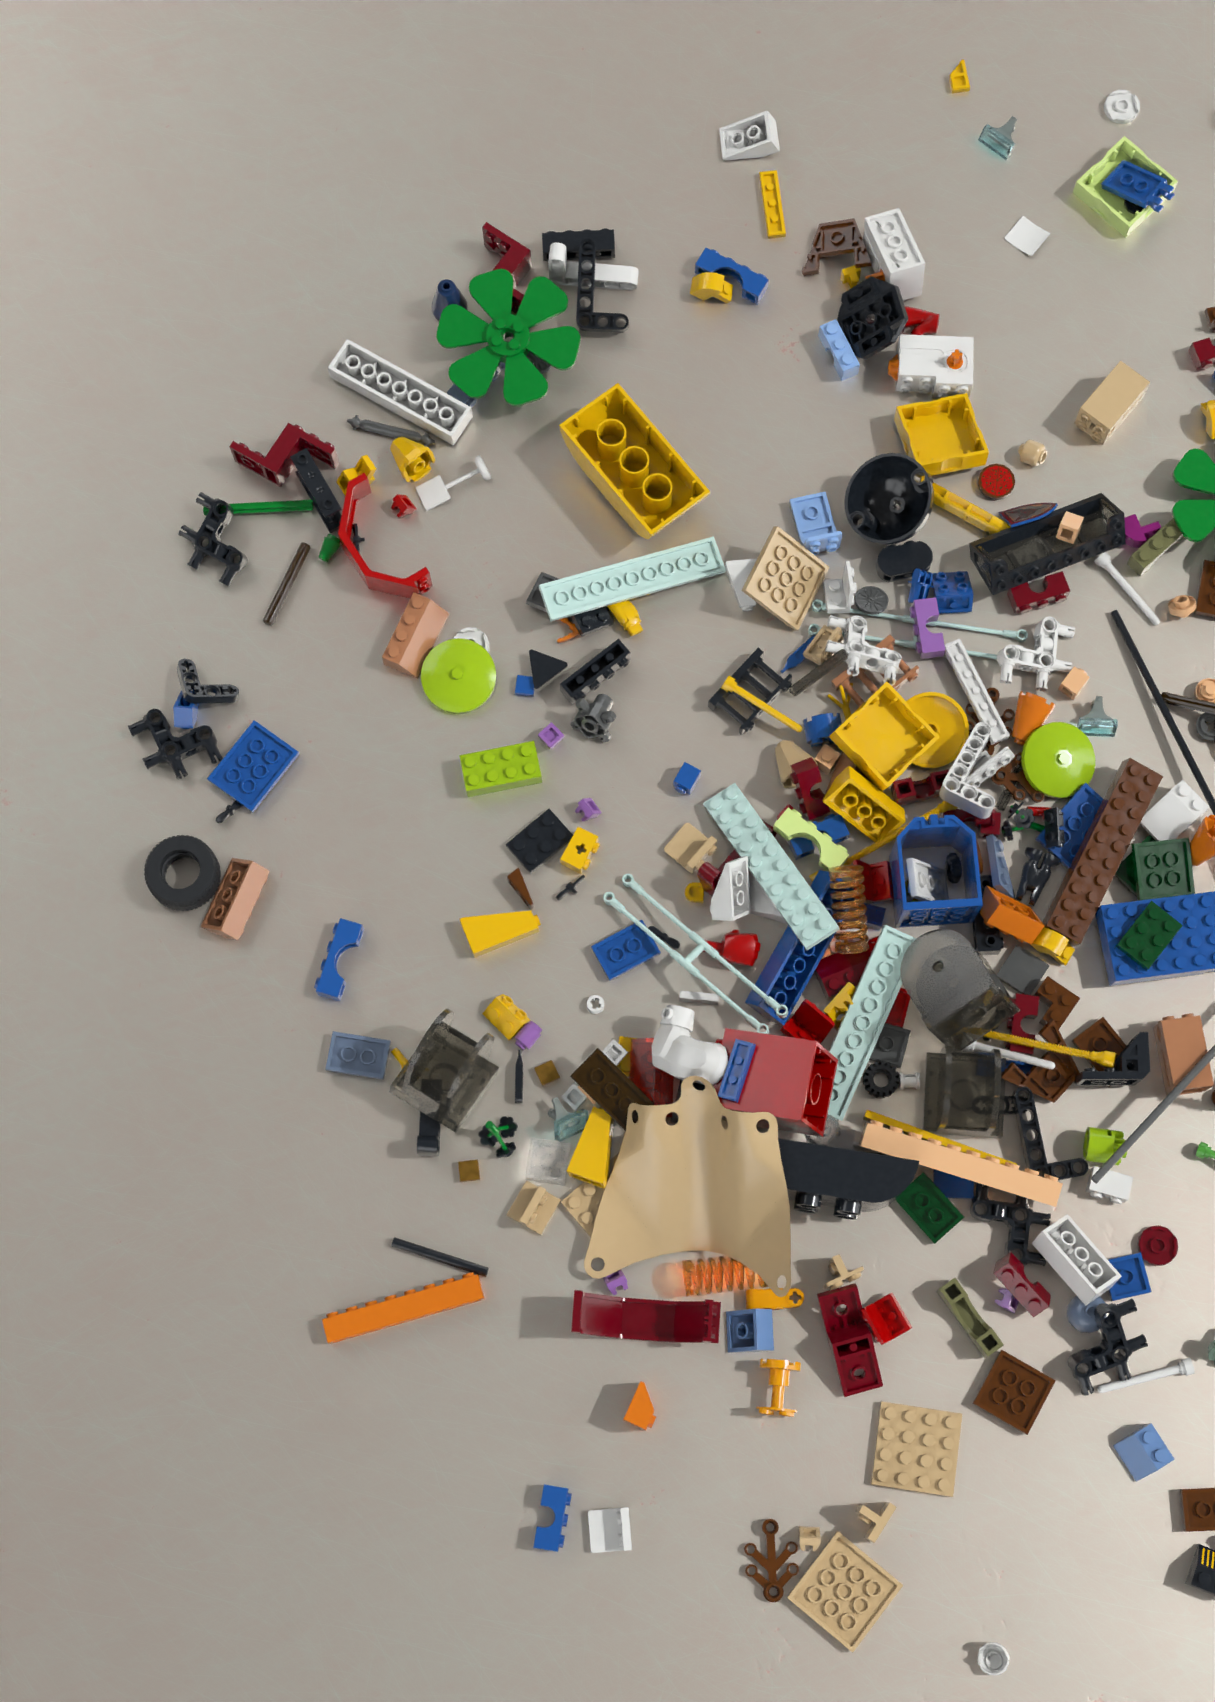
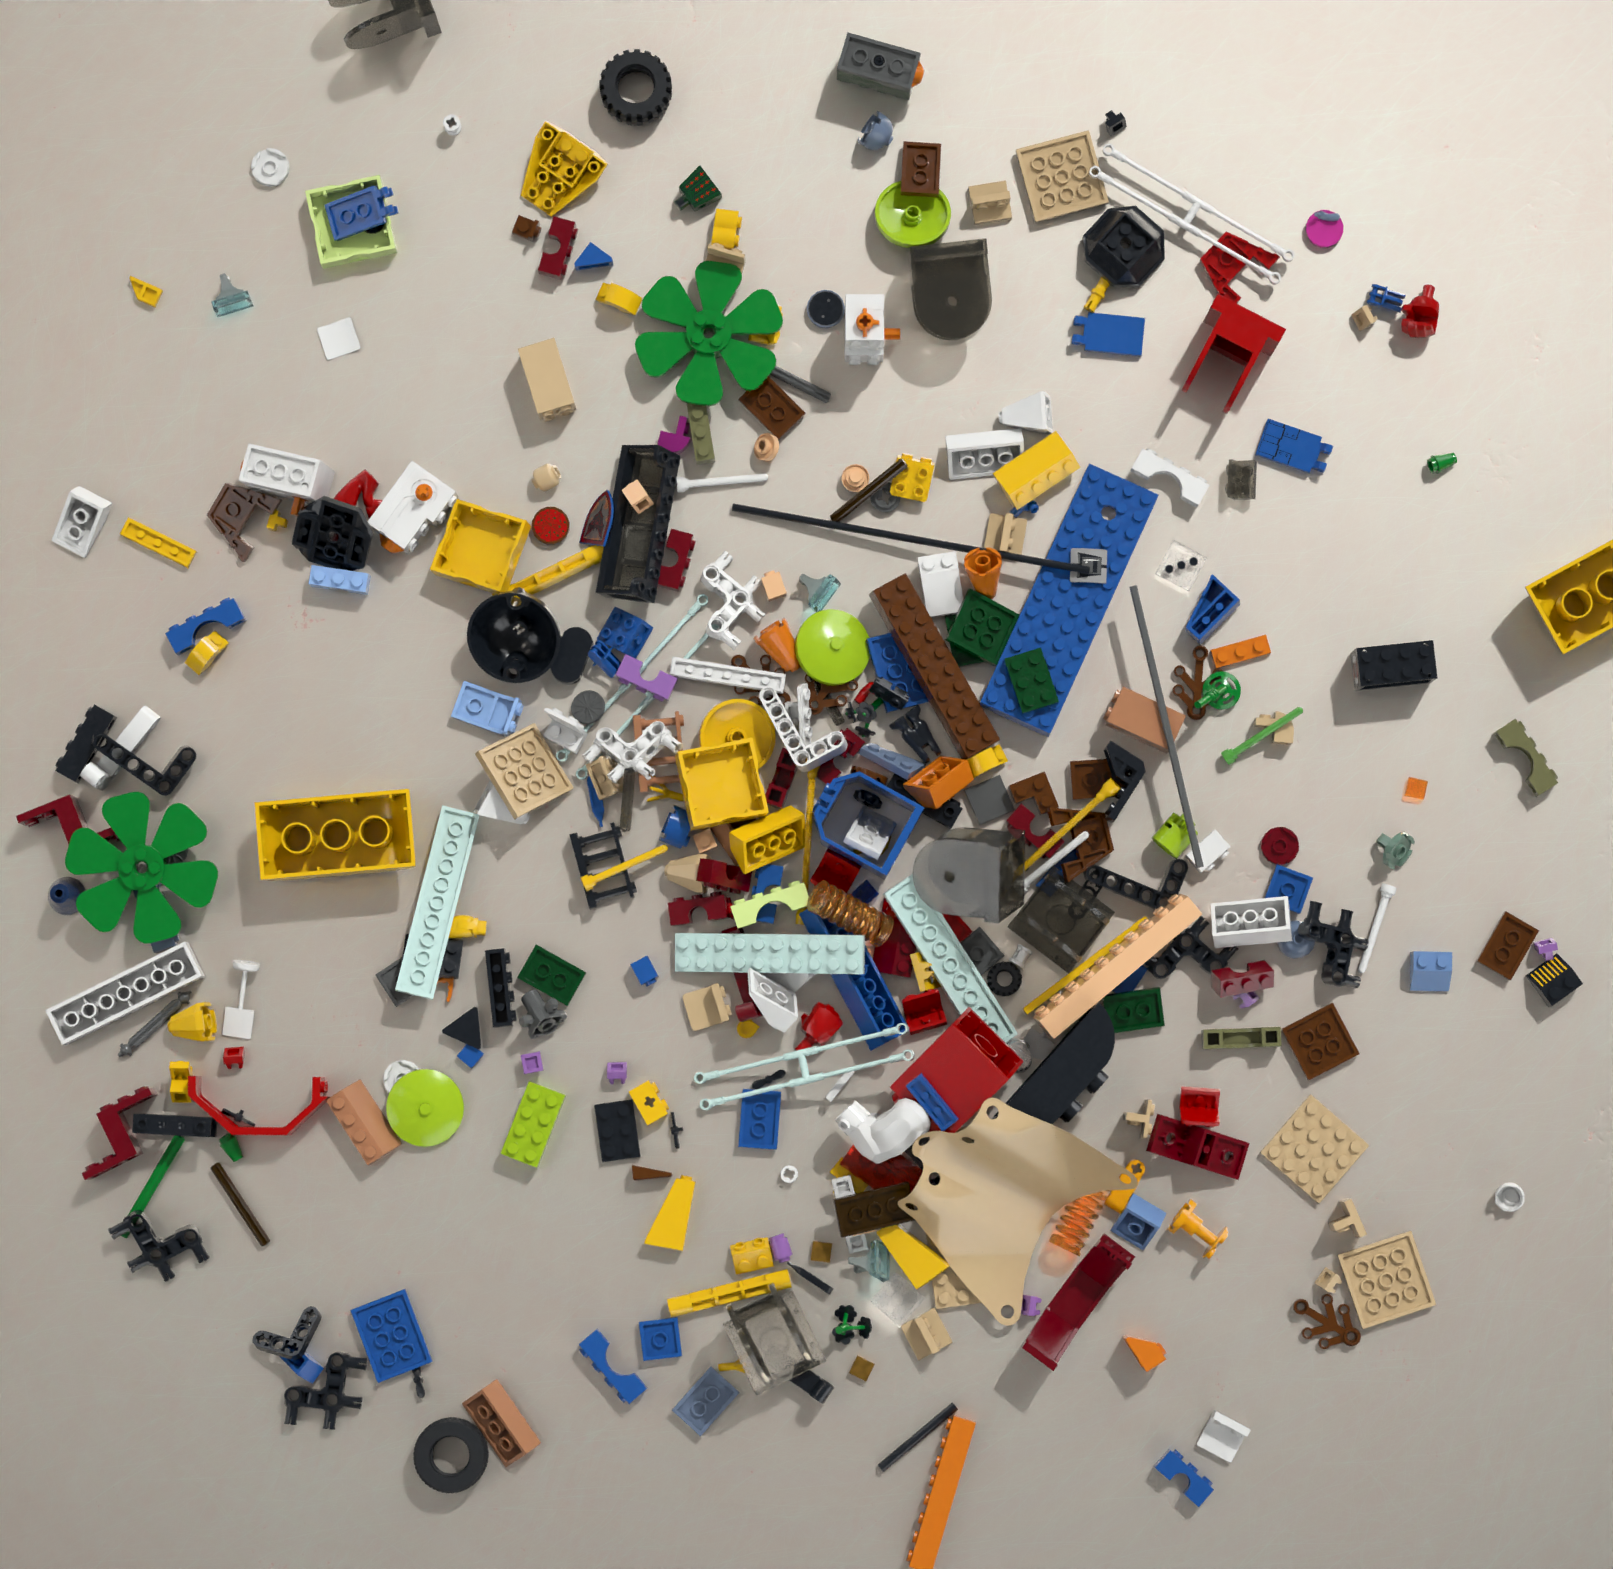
camera: 60 degrees left, 10 degrees up
(387, 984) = (660, 1339): none -> blue plate
(462, 1016) = (728, 1293): none -> yellow piece
(633, 708) = (551, 975): none -> dark green plate
(757, 777) = (681, 910): none -> dark red arch

